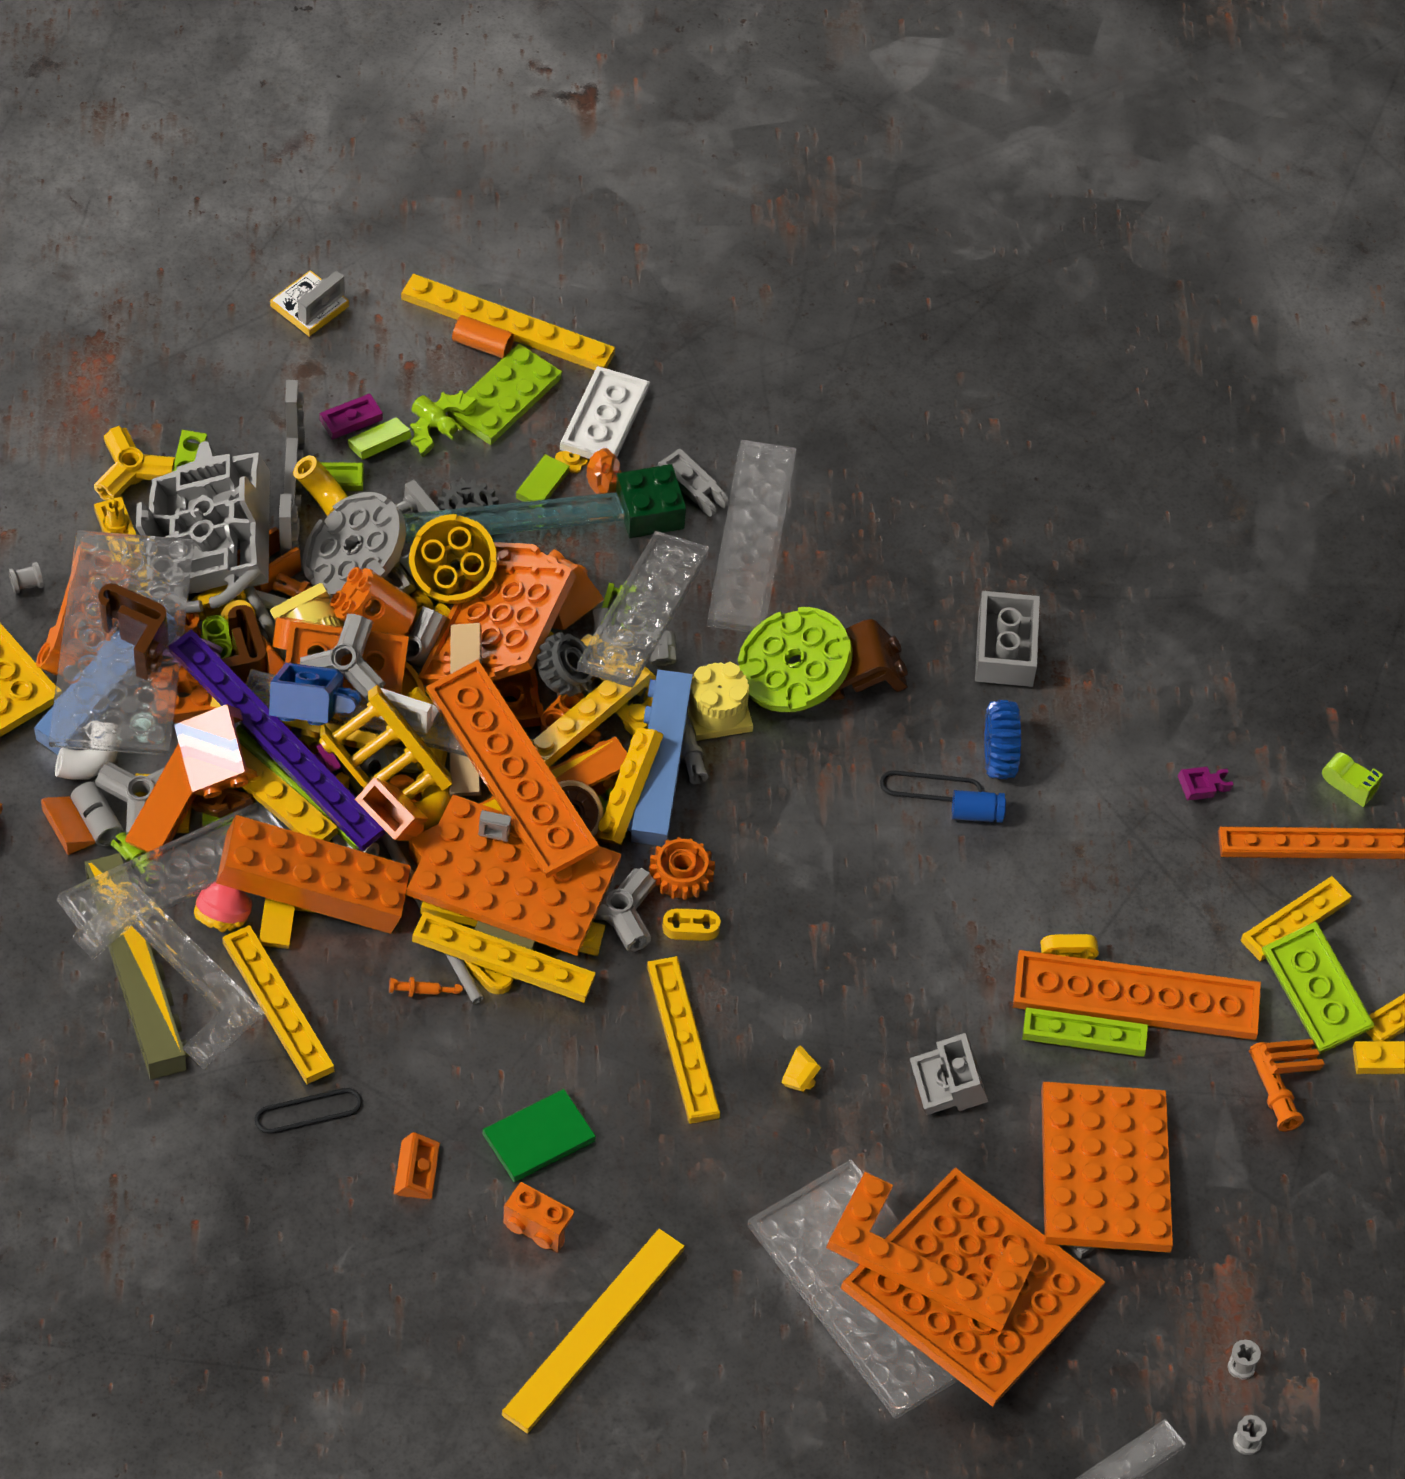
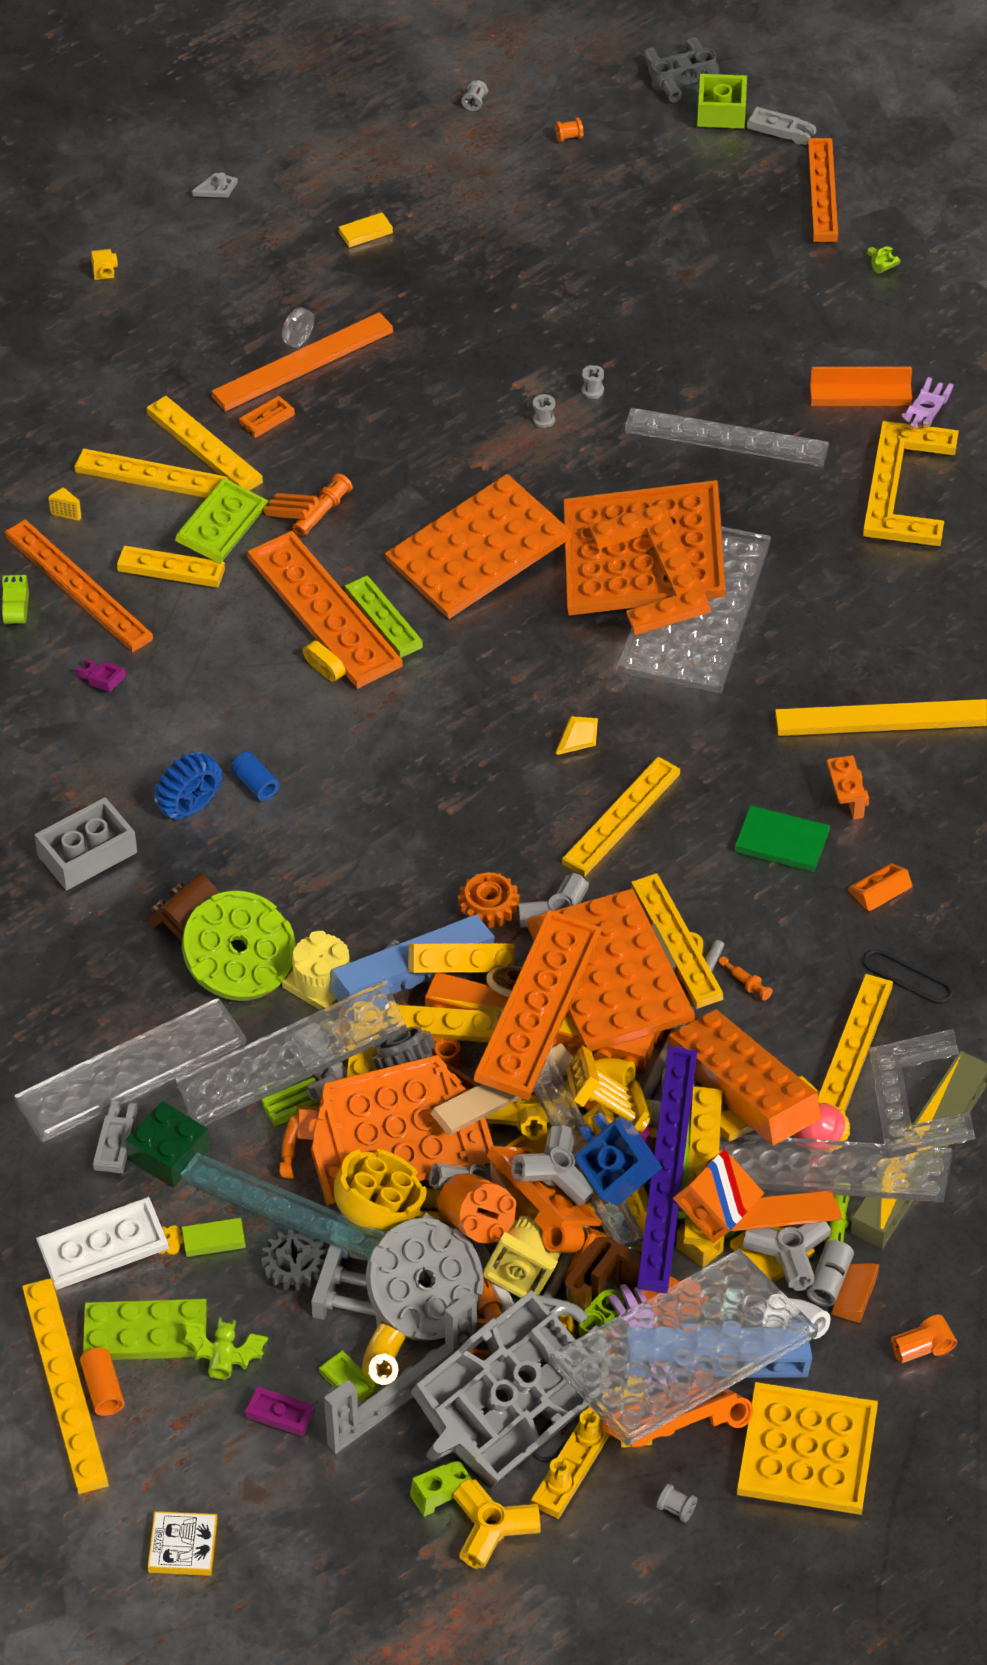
camera: 125 degrees left, 5 degrees down
(140, 623) = (678, 1293): reddish brown piece -> none
(321, 297) = (180, 1517): light grey plate -> none
(379, 438) = (282, 1375): lime tile -> none
(392, 810) = (648, 1052): orange torso -> none
(416, 712) = (556, 1100): white panel -> none
(494, 825) = (595, 983): light grey tile -> none
(603, 471) = (168, 1193): orange rock -> none
(691, 924) = (529, 867): yellow beam -> none
(924, 775) = (251, 828): black piece -> none
(964, 1080) = (499, 654): light grey brick -> none

